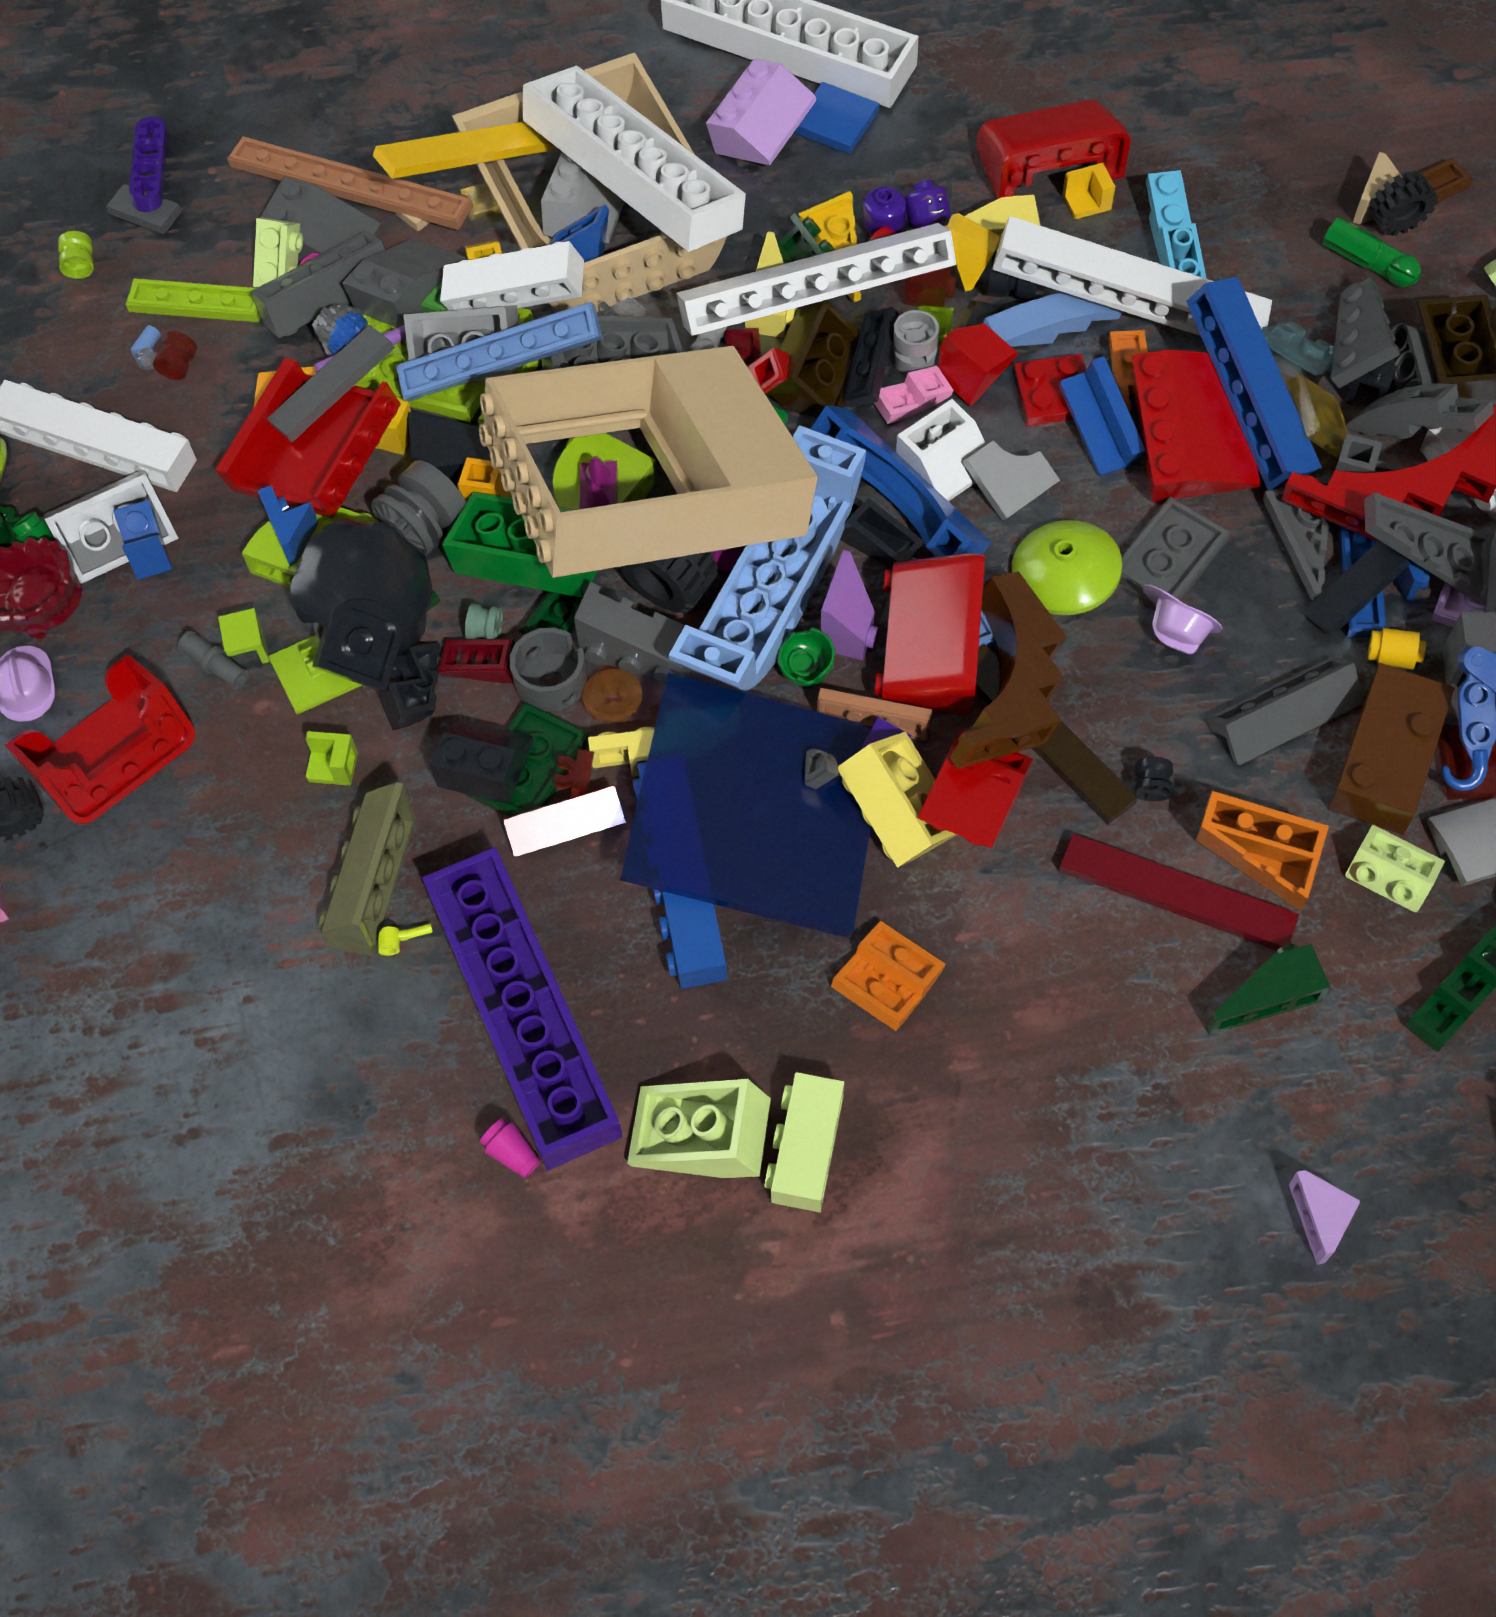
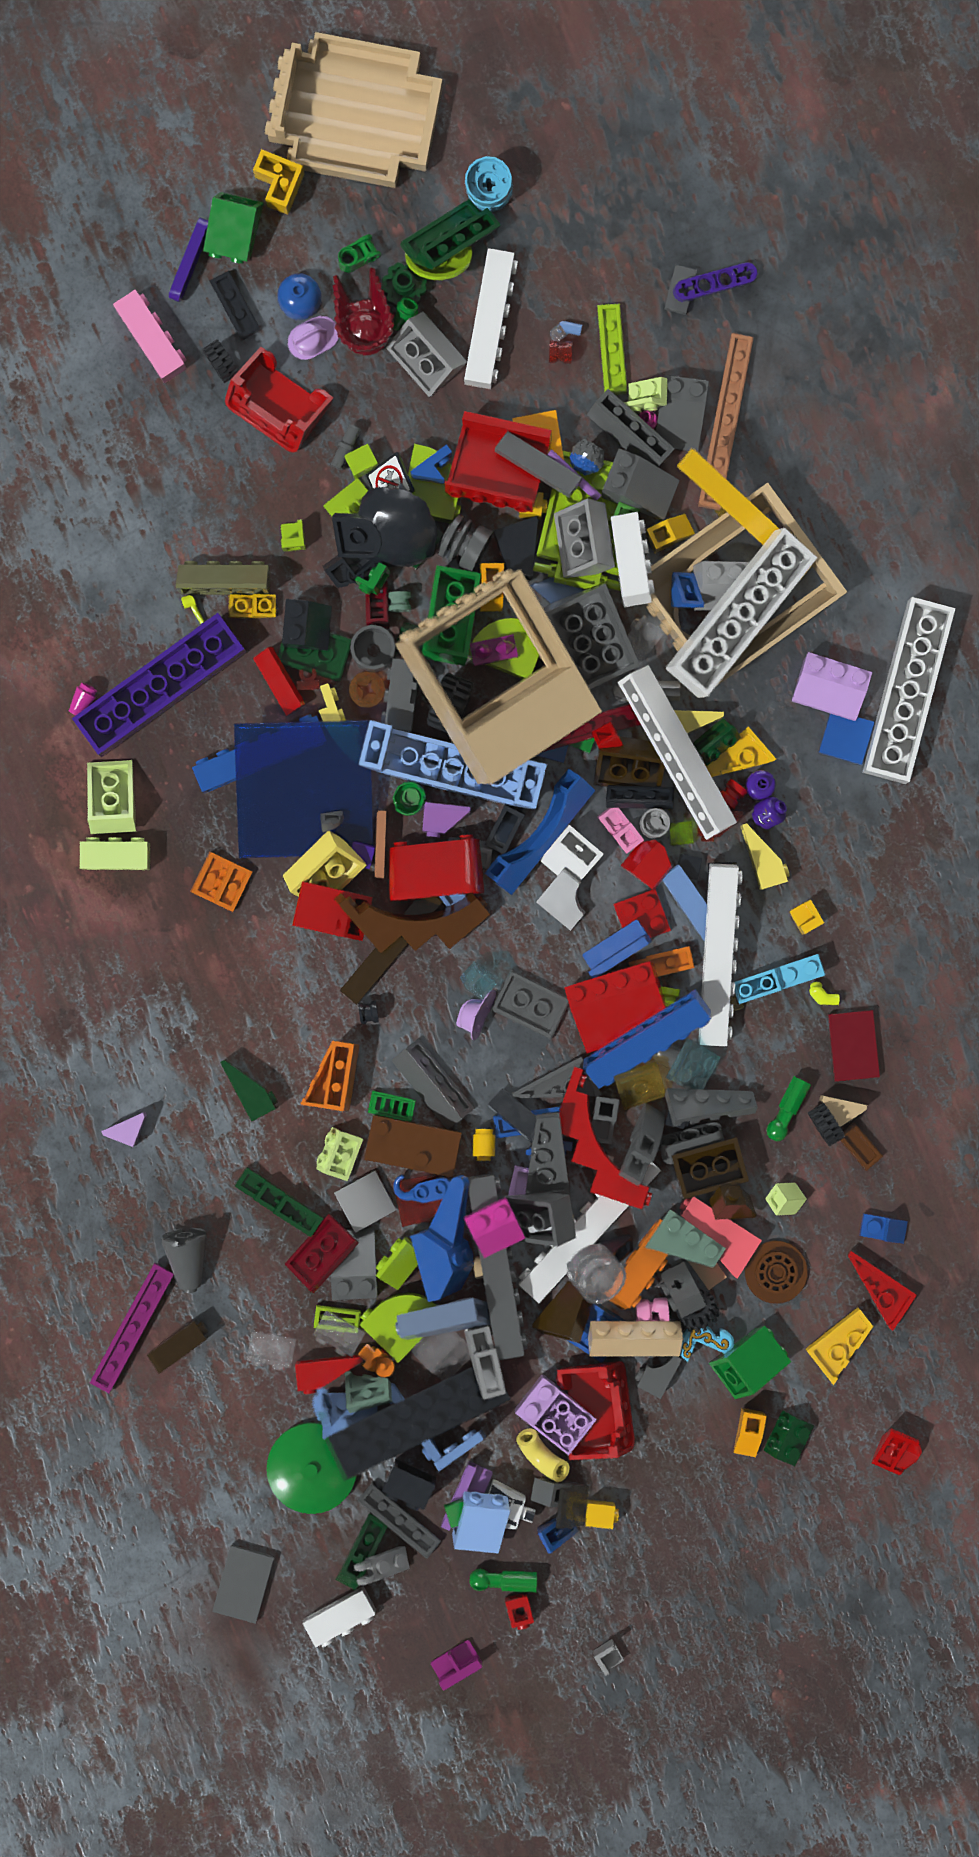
camera: 70 degrees right, 25 degrees up
(75, 254) = (629, 259): lime wheel -> none
(142, 540) = (416, 378): blue slope -> none
(273, 602) = (390, 474): none -> piece
(427, 842) = (252, 606): none -> yellow slope
(443, 648) = (377, 578): none -> green bracket
(499, 351) = (571, 566): medium blue tile -> none
(972, 248) = (730, 846): yellow slope -> none
(1050, 140) = (840, 887): red windscreen -> none
(1070, 581) = (504, 958): lime dish -> none
(1124, 606) = (478, 980): none -> clear light blue brick
(1179, 893) = (302, 1034): dark red tile -> none
(1207, 194) = (821, 996): none -> neon yellow arm
(1284, 170) = (853, 1045): none -> dark red tile
(1325, 749) = (410, 1109): none -> green slope

